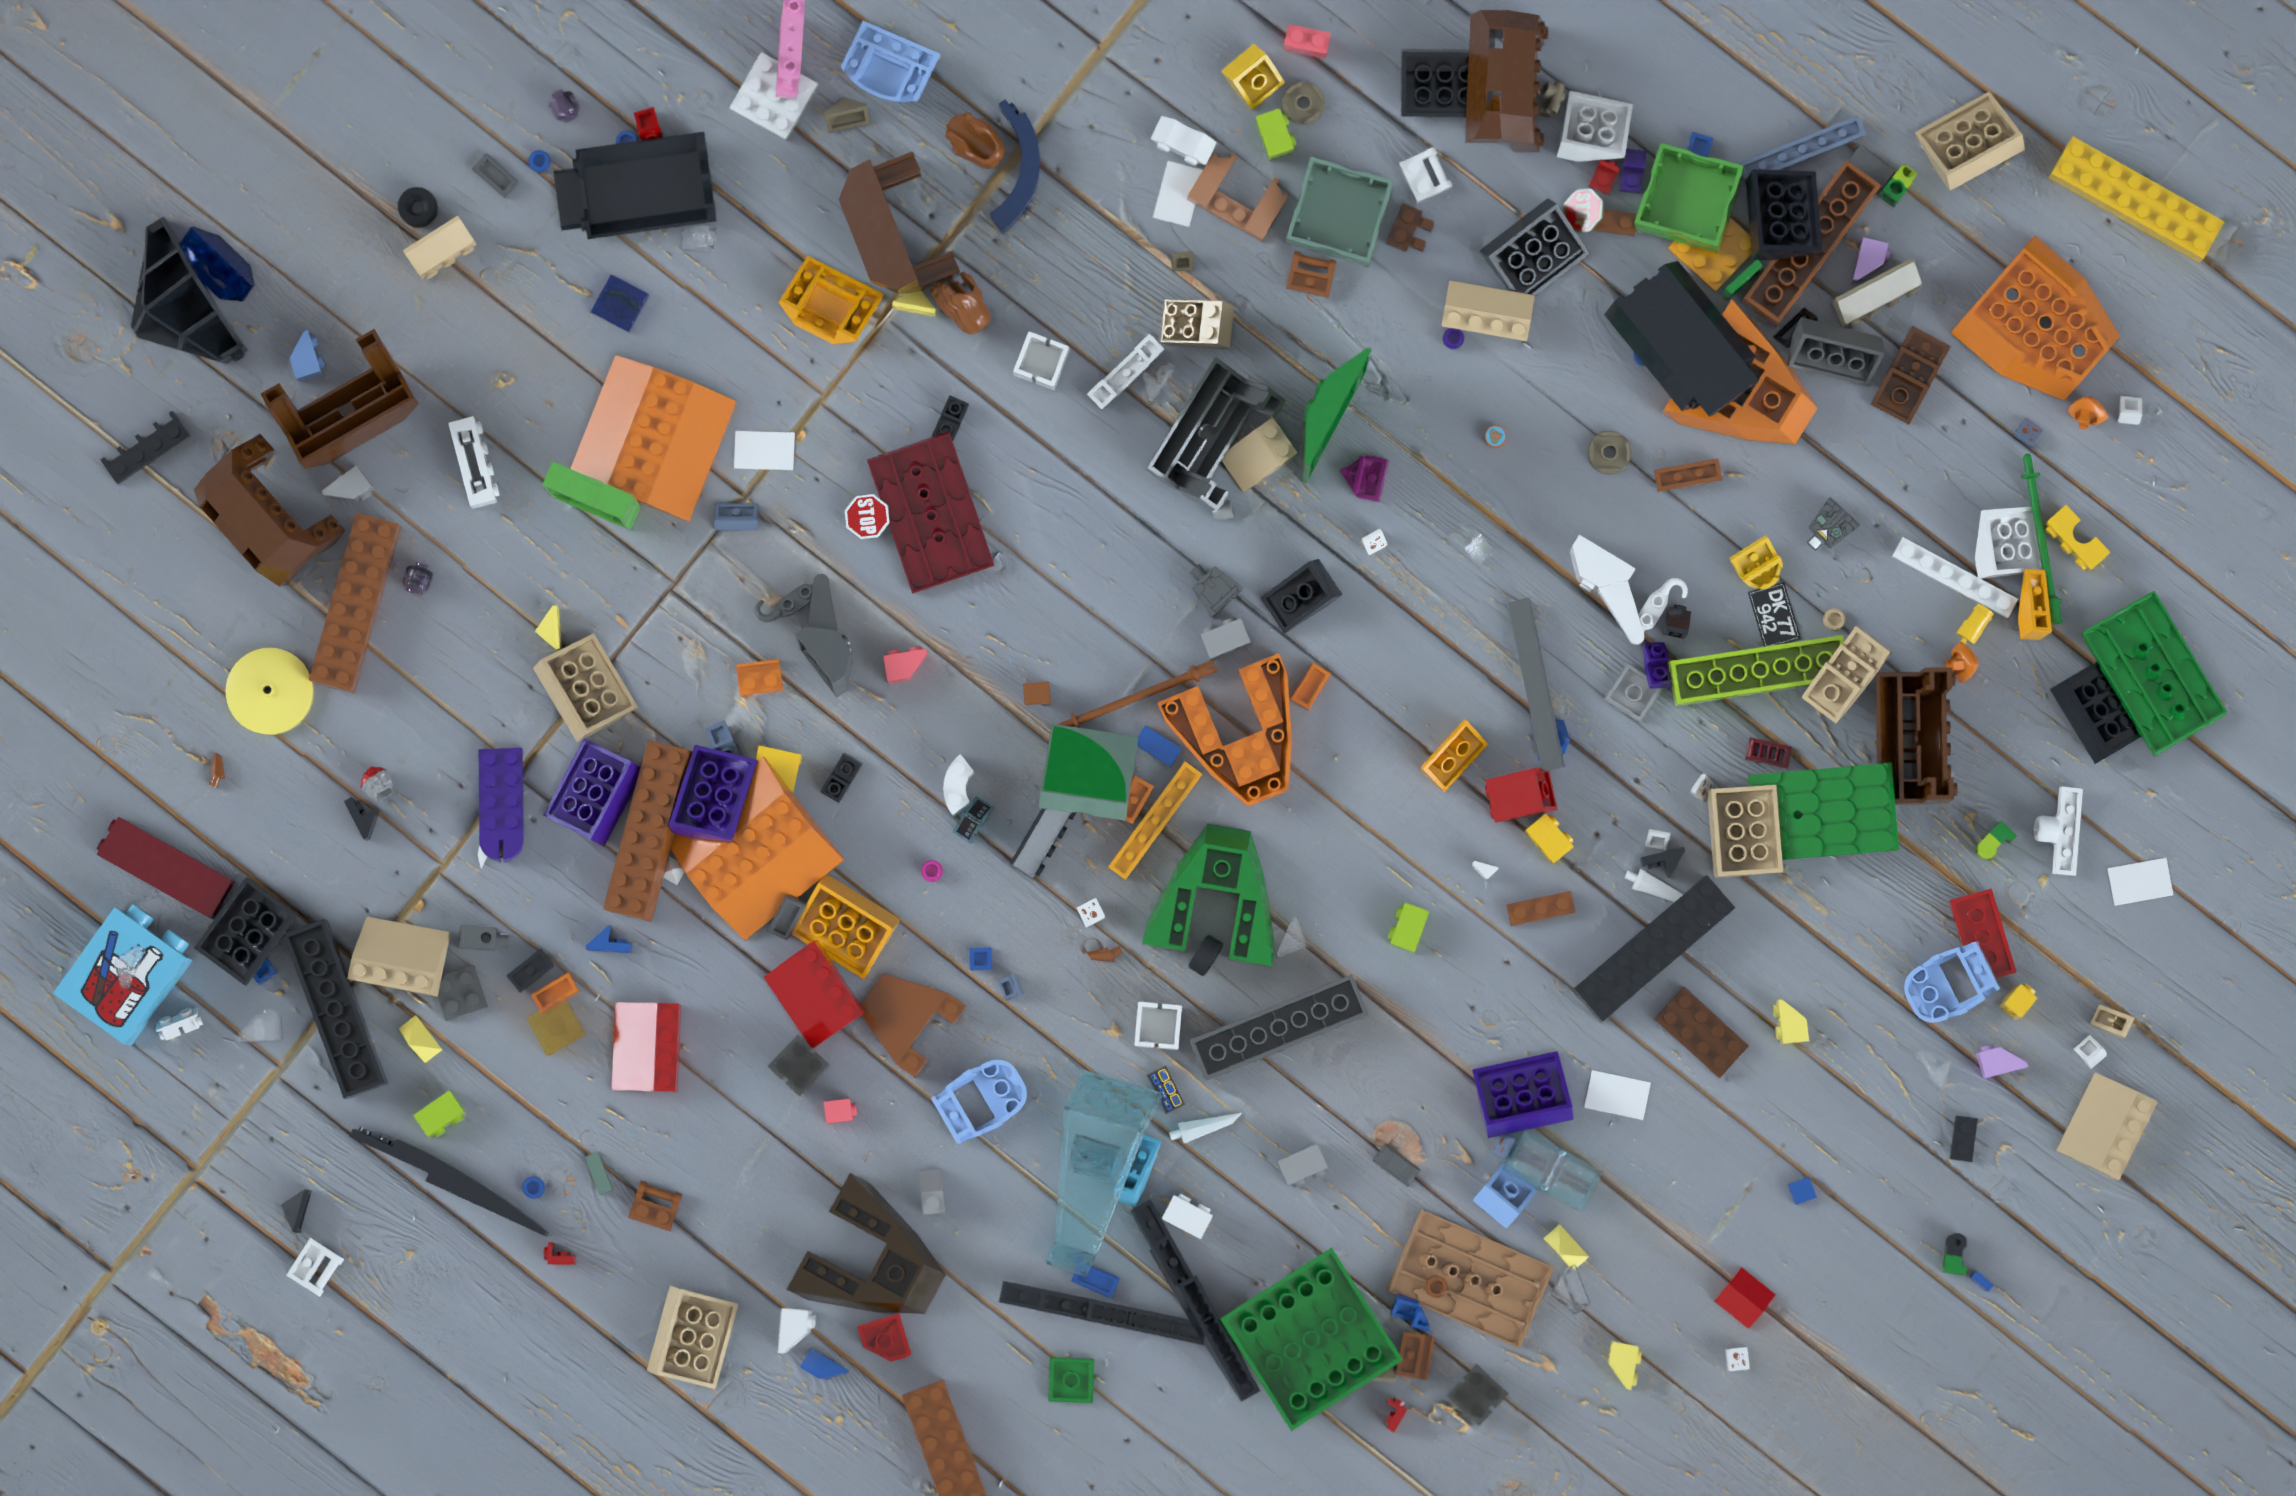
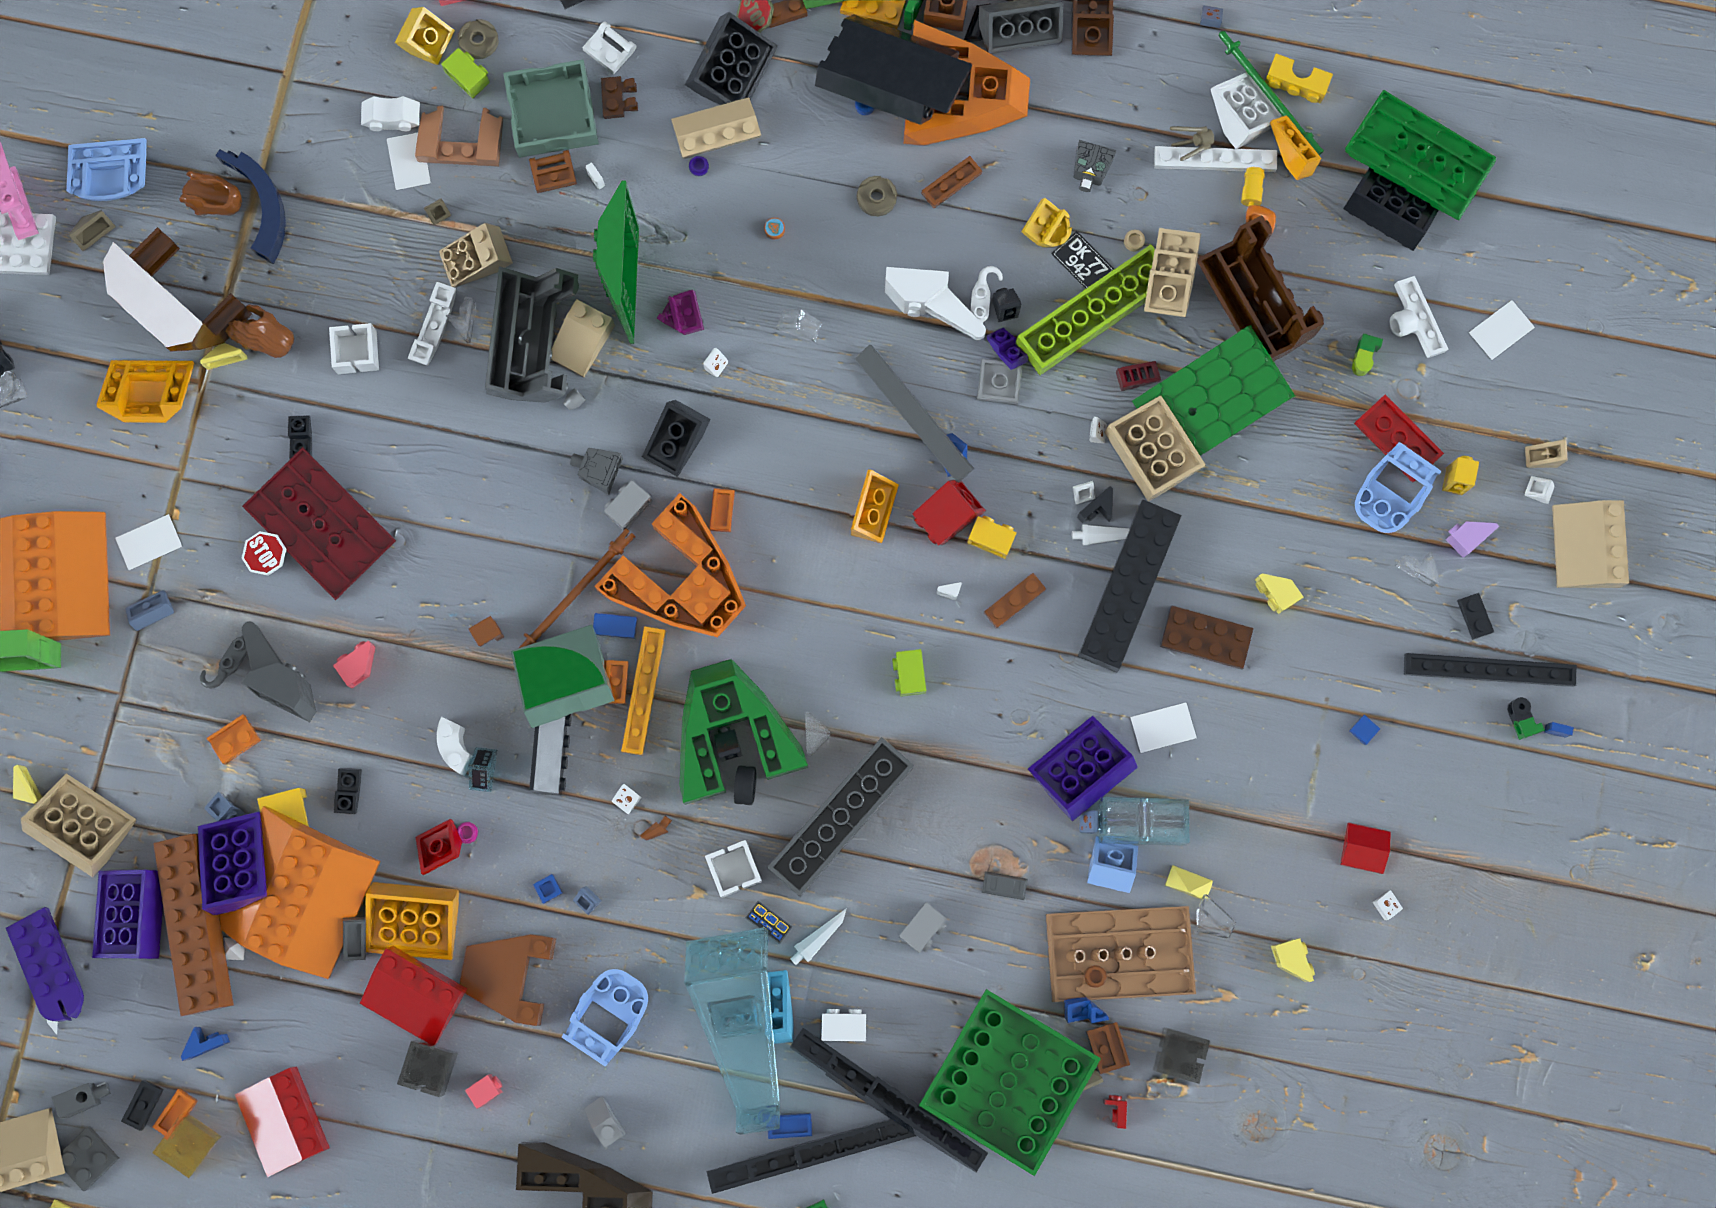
camera: 30 degrees left, 5 degrees down
(901, 871) = (438, 846): none -> red slope
(1208, 909) = (727, 744): none -> black slope
(1349, 300) = (595, 176): none -> white tile
(1948, 1194) = (1490, 669): none -> black plate
(1951, 551) = (1203, 138): none -> dark tan plant

